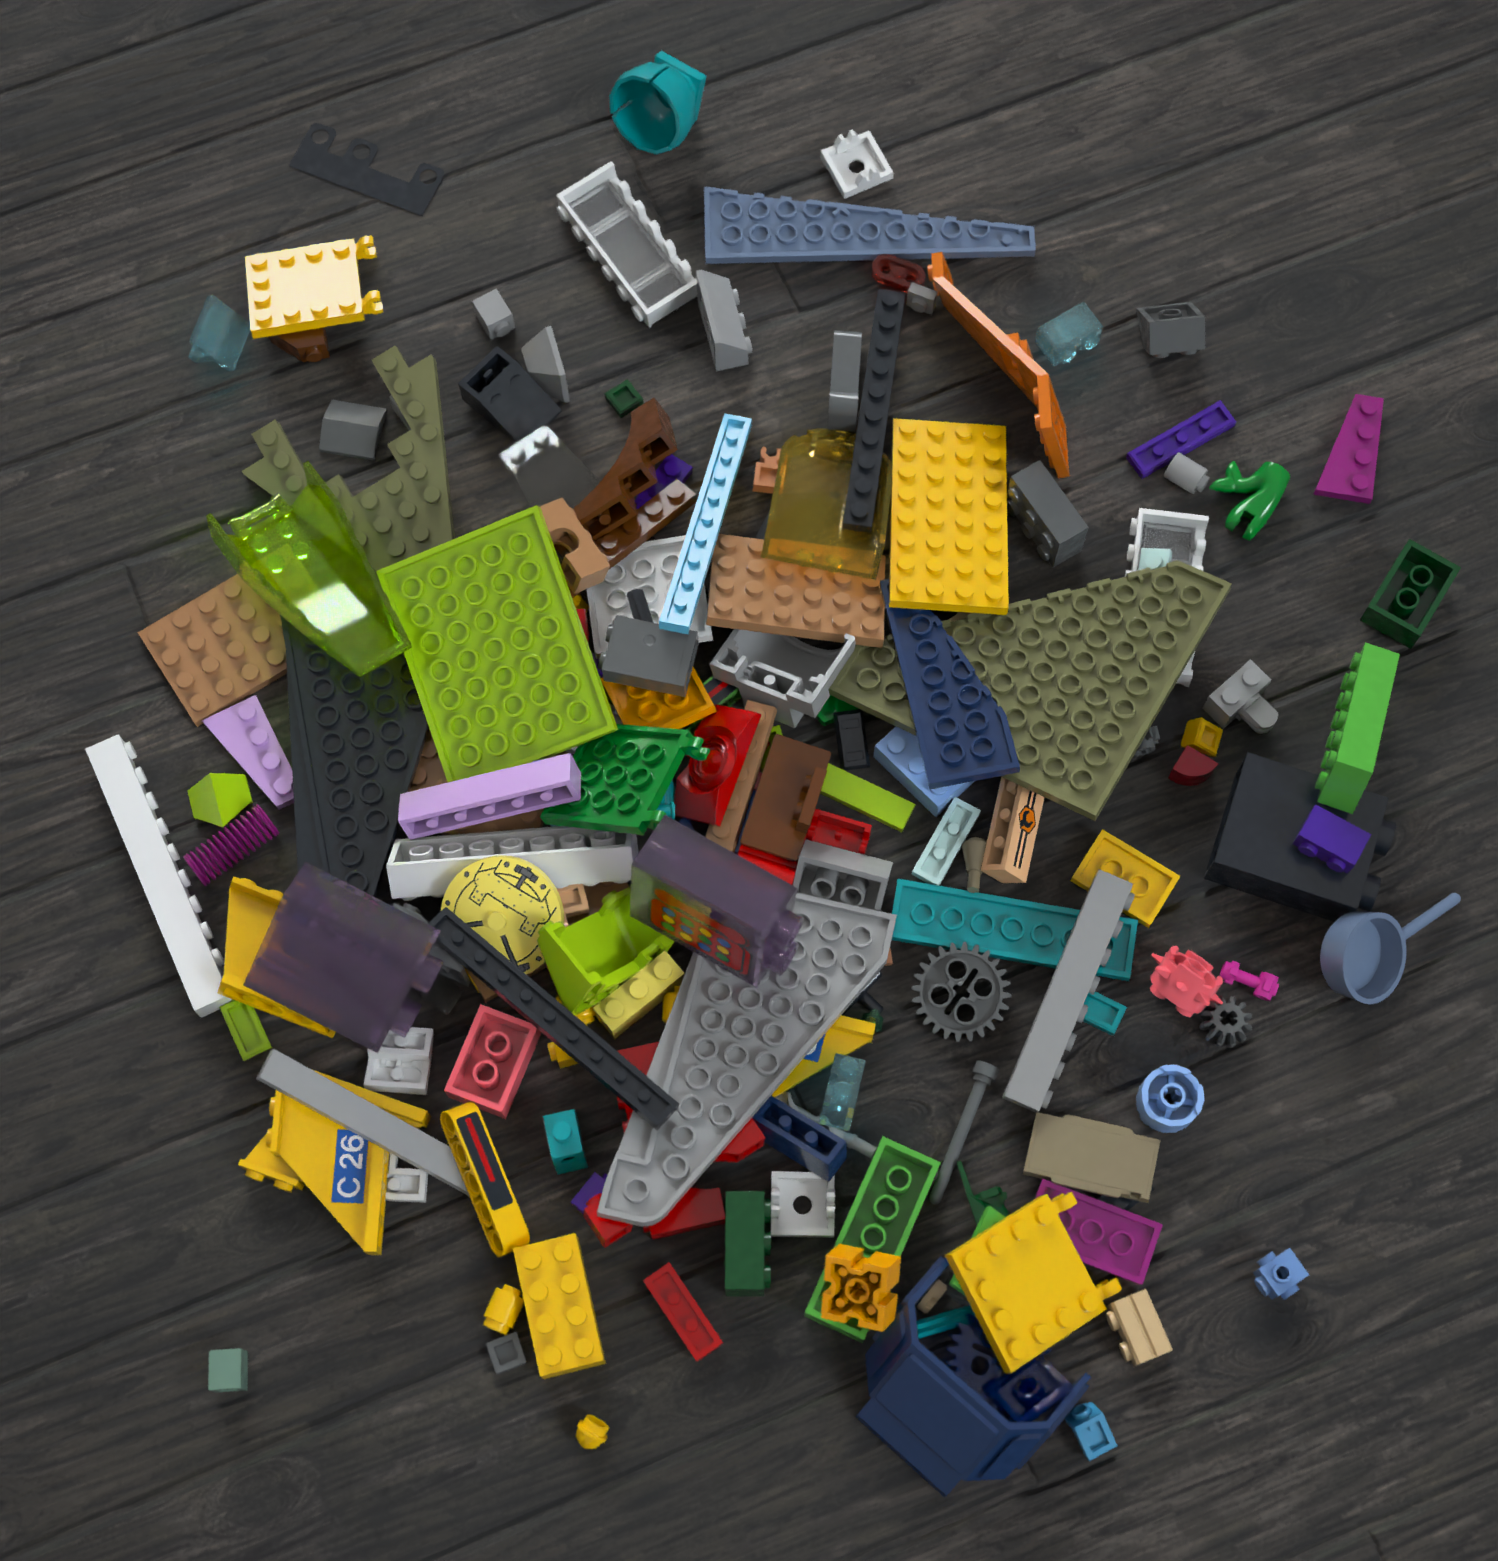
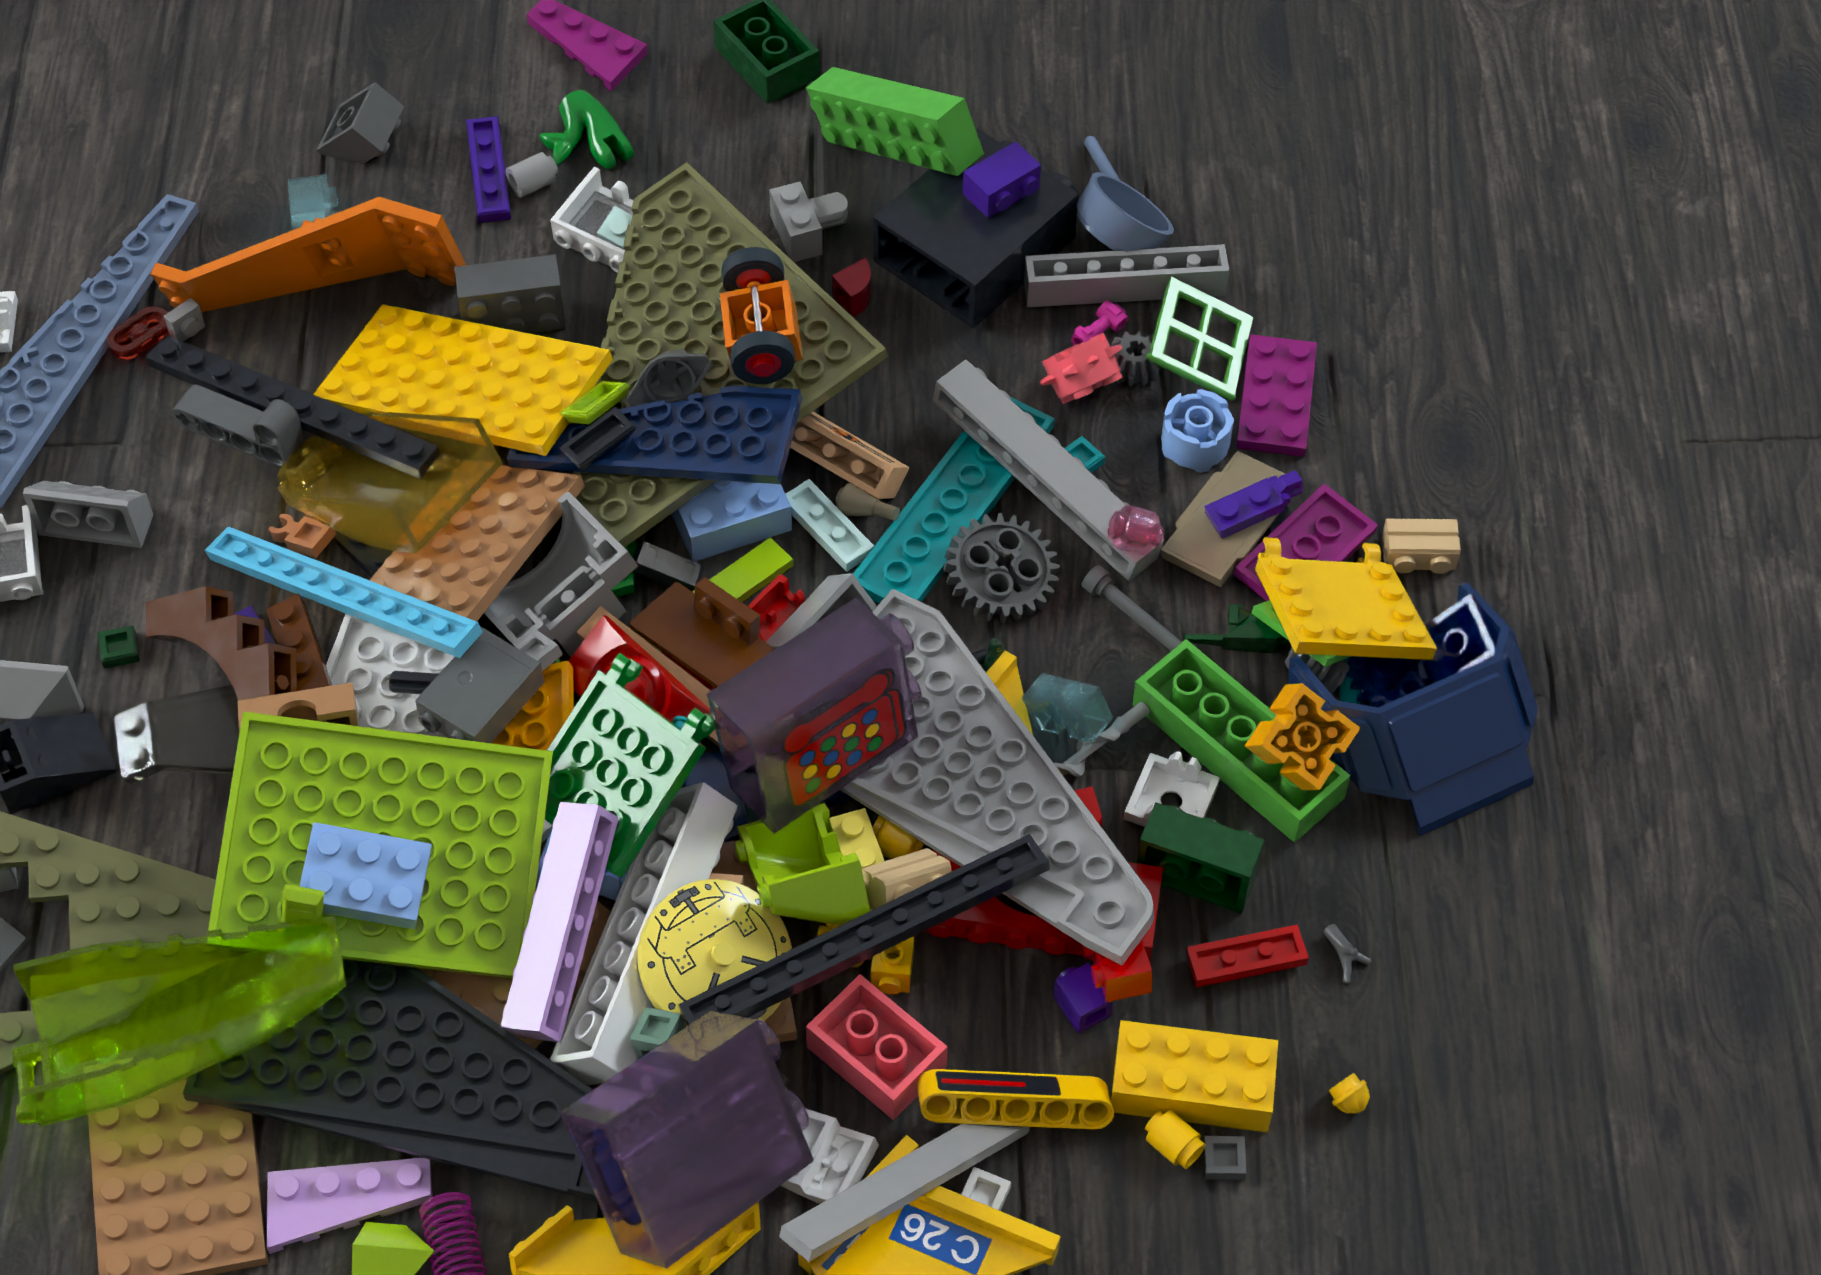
camera: 70 degrees left, 15 degrees down
(407, 620) = (301, 903): none -> lime tile
(425, 901) = (655, 1028): none -> sand green panel
(456, 648) = (367, 874): none -> light blue brick
(565, 1141) = (1001, 1002): teal torso -> none
(619, 1026) = (902, 875): none -> tan brick
(708, 679) = (540, 648): none -> light grey plate
(720, 1389) = (1345, 950): none -> dark grey bar
(801, 1138) = (1110, 757): dark blue brick -> none
(915, 637) = (598, 439): none -> black tile
(954, 620) = (595, 402): none -> lime tile
(995, 662) = (669, 377): none -> dark grey hat
(1026, 1083) = (1135, 530): none -> clear pink head
(1070, 707) = (759, 316): none -> brick
(1090, 1430) = (1520, 619): dark azure bracket -> none
(1105, 1171) = (1253, 503): none -> dark purple hinge
(1150, 879) = (915, 388): yellow plate -> none
(1202, 736) = (821, 268): yellow slope -> none
(1249, 1154) = (1277, 395): none -> magenta plate
(1271, 1068) = (1167, 324): none -> window
(1288, 1269) = (1411, 407): medium blue brick -> none
(1307, 982) = (1122, 274): none -> light grey brick

